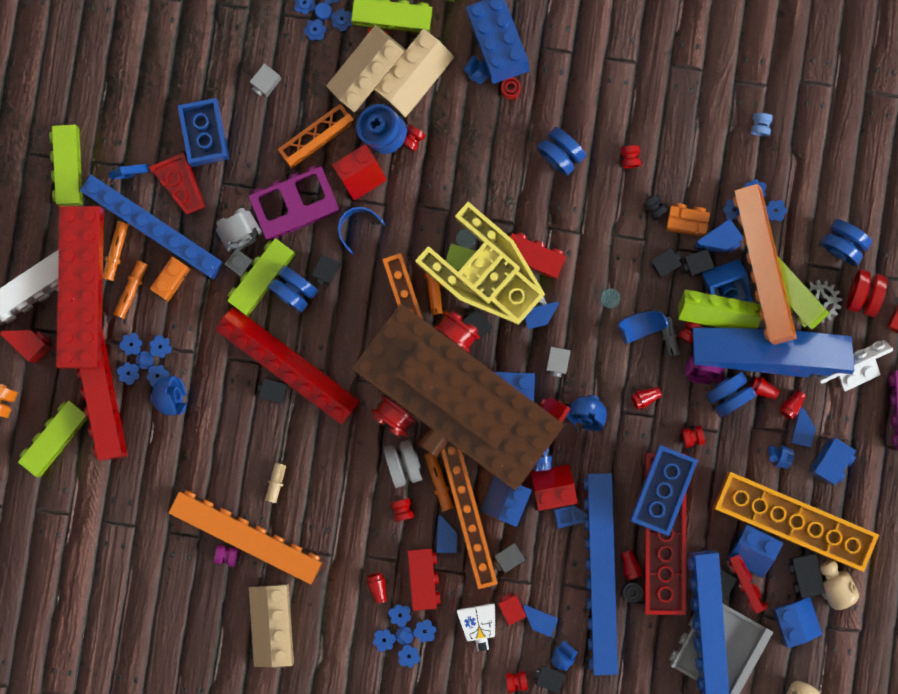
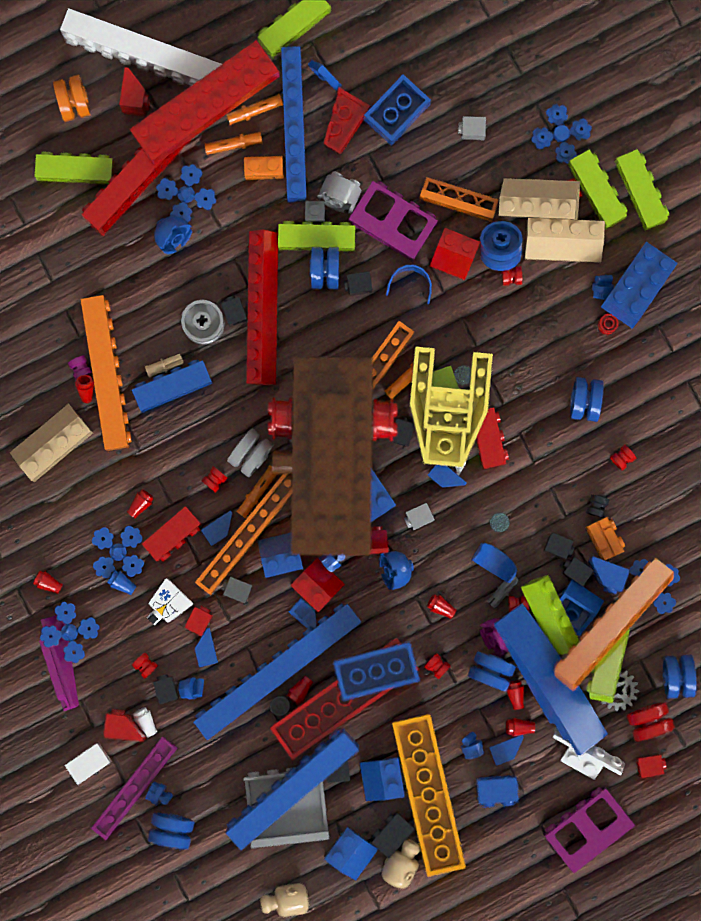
camera: 50 degrees right, 0 degrees up
(245, 562) = (85, 386): none -> red cone
(254, 416) = (199, 311): none -> light grey wheel
(298, 489) = (171, 386): none -> blue brick
(432, 651) = (121, 582): none -> blue cone
(753, 592) = (348, 800): red wing -> none

